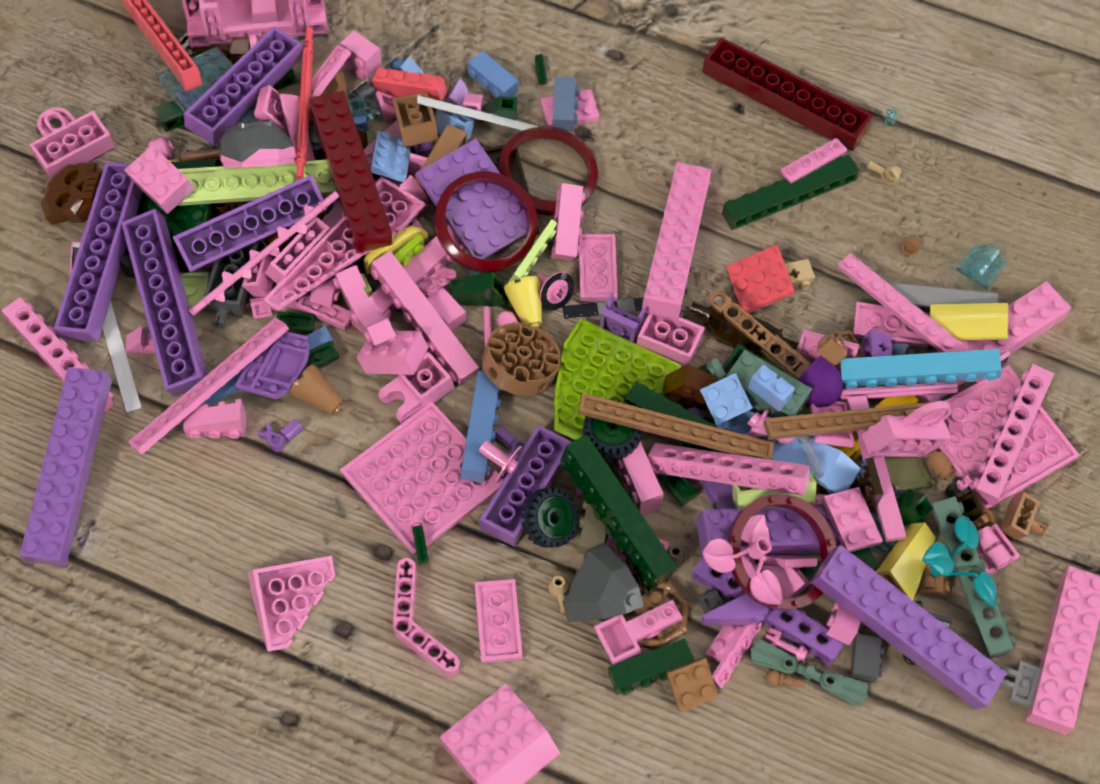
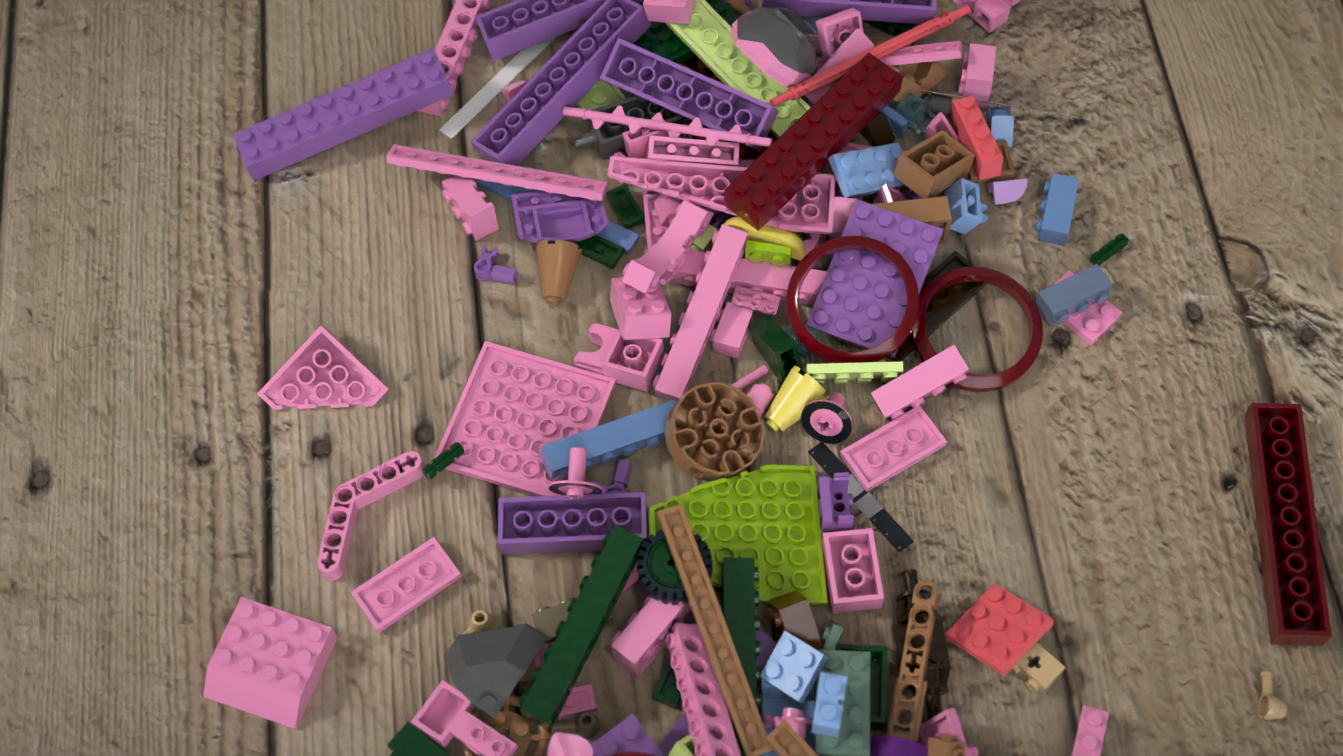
camera: 65 degrees right, 0 degrees up
(473, 113) = (989, 219): white sticker -> none
(474, 102) = (1002, 211): bright pink brick -> none
(502, 106) = (1019, 242): dark green slope -> none
(537, 514) = (539, 584): wheel -> none
(676, 241) = (980, 506): bright pink brick -> none
(785, 194) = (1153, 601): dark green brick -> none
(813, 160) = (1210, 601): bright pink bracket -> none

